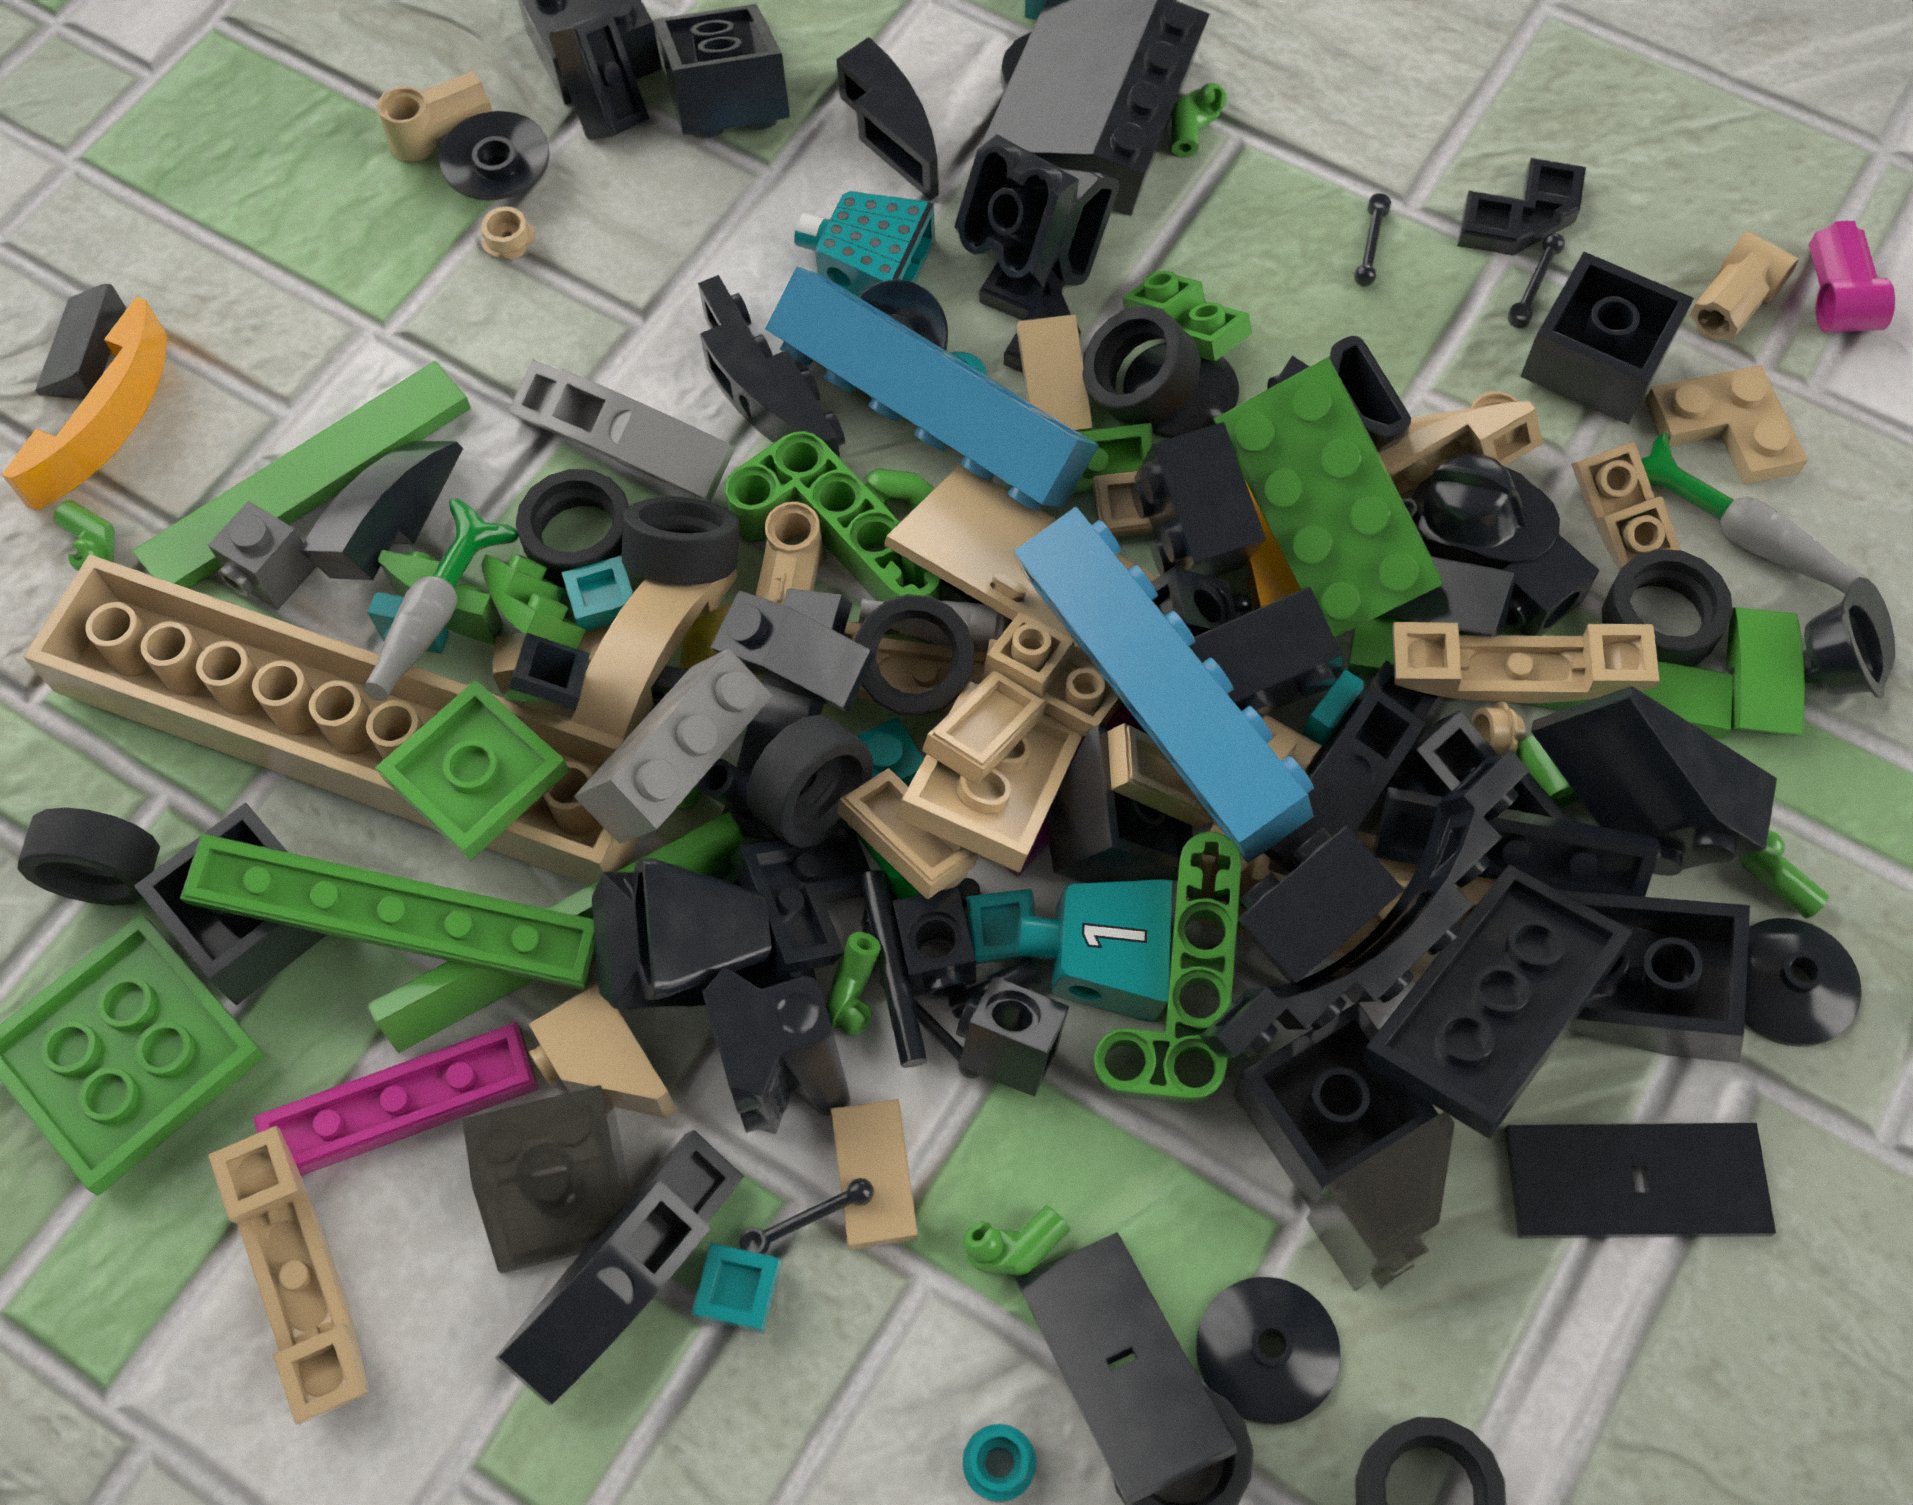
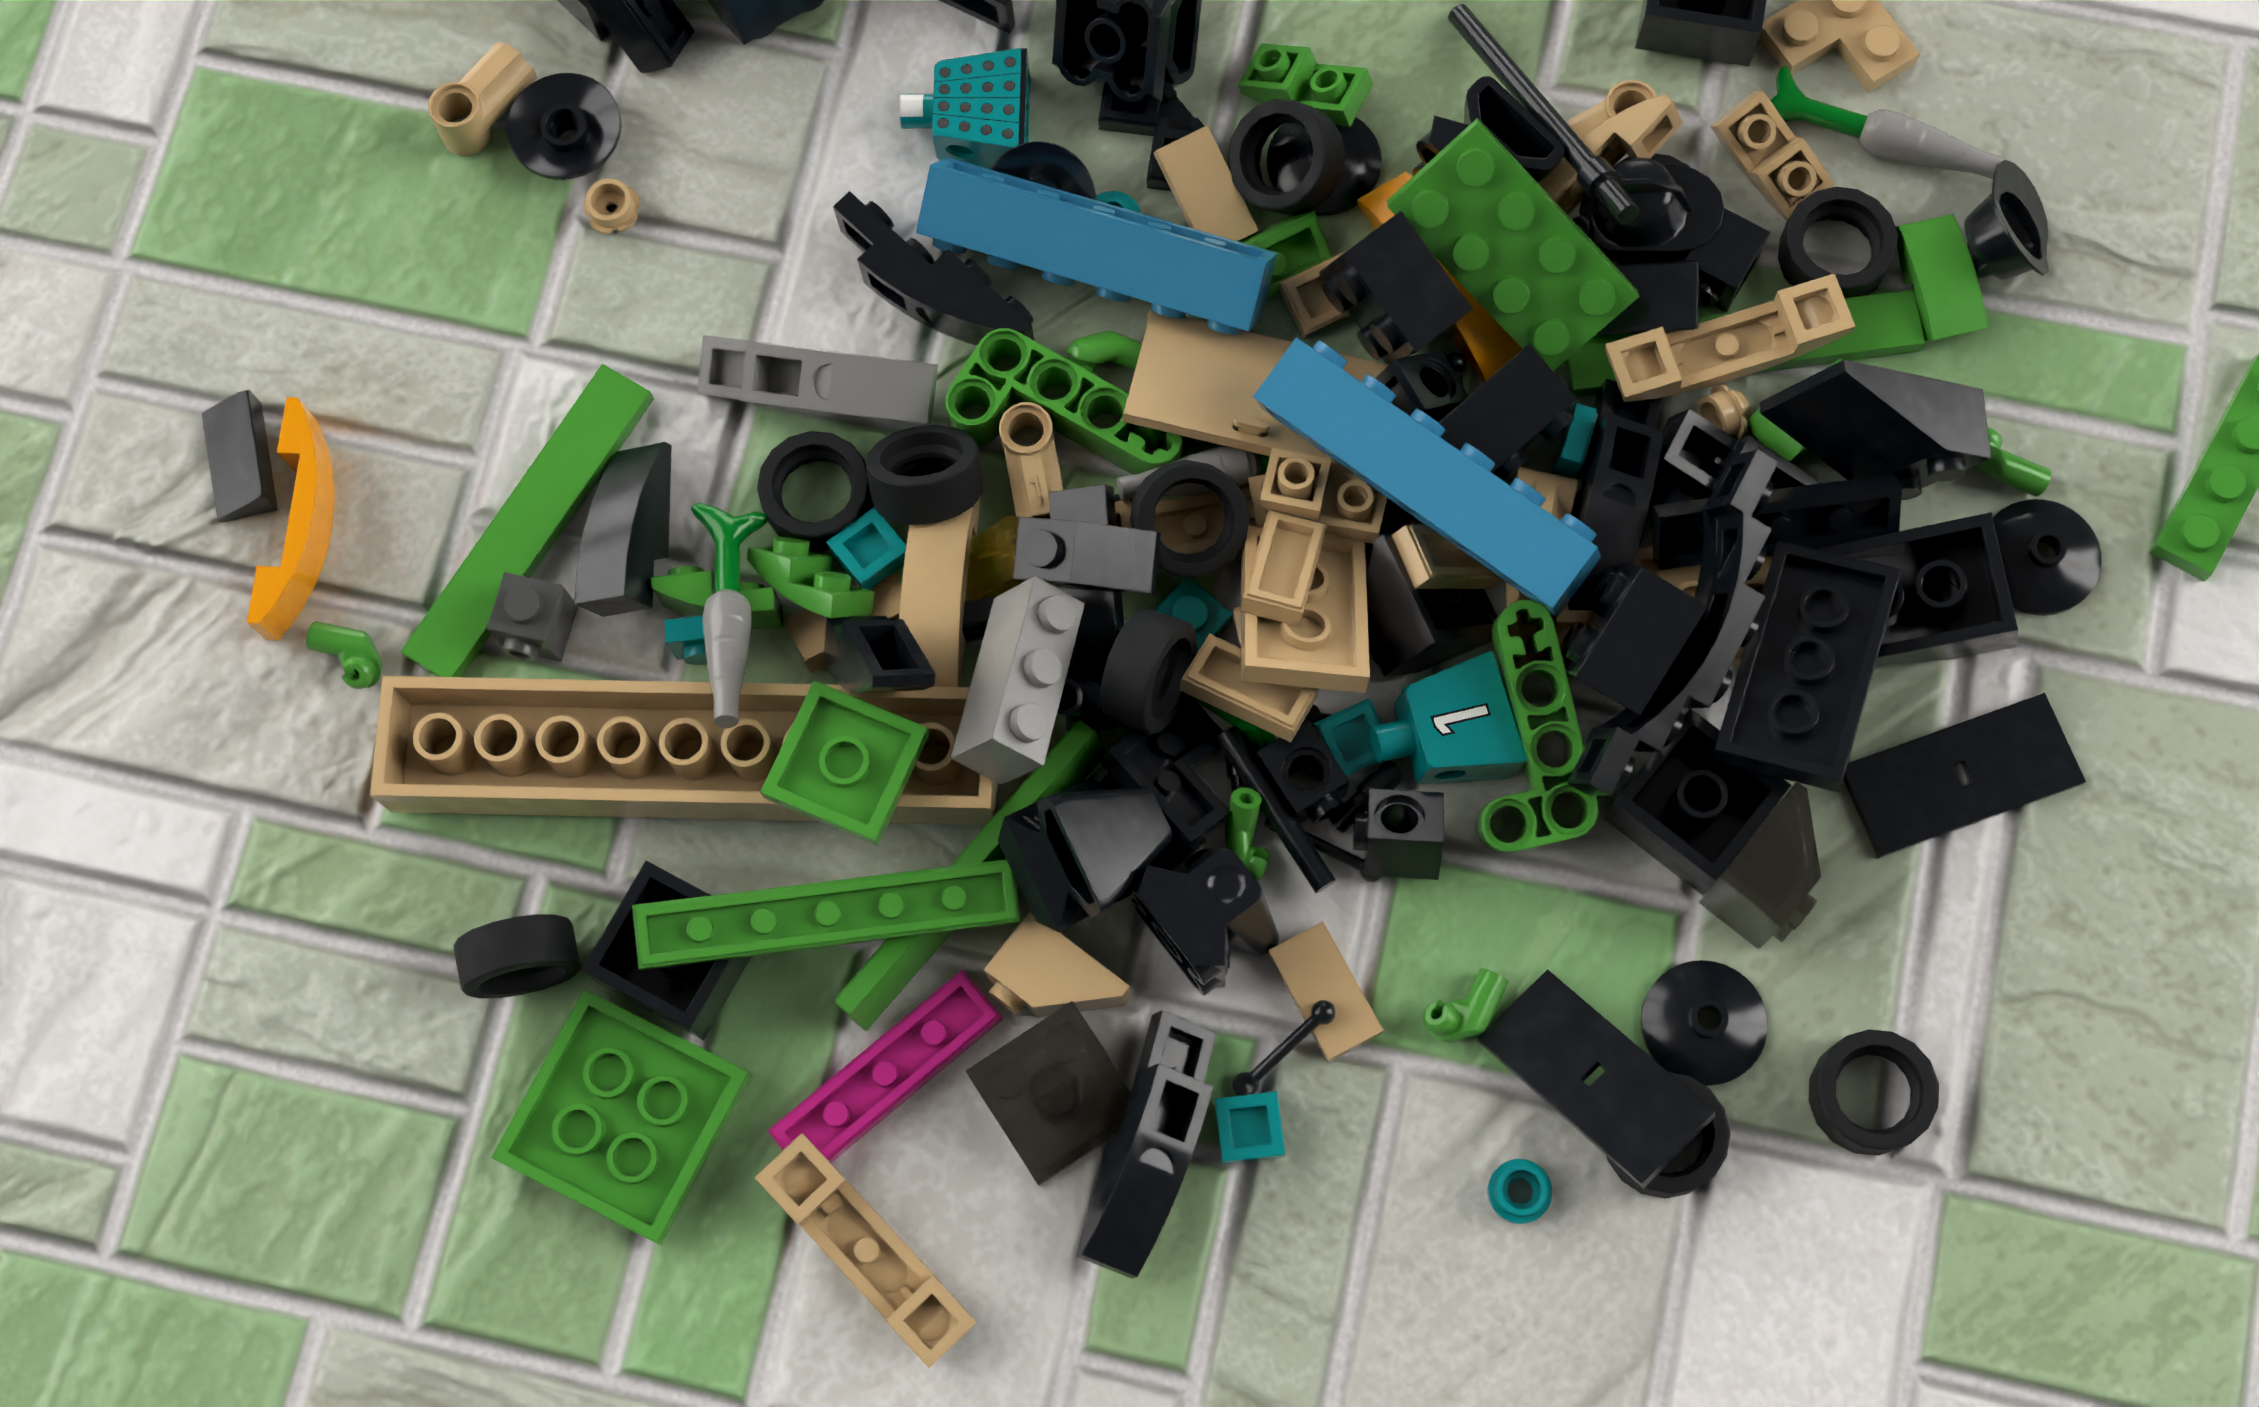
camera: 15 degrees left, 10 degrees up
(1432, 451) = (1594, 173): none -> black bar

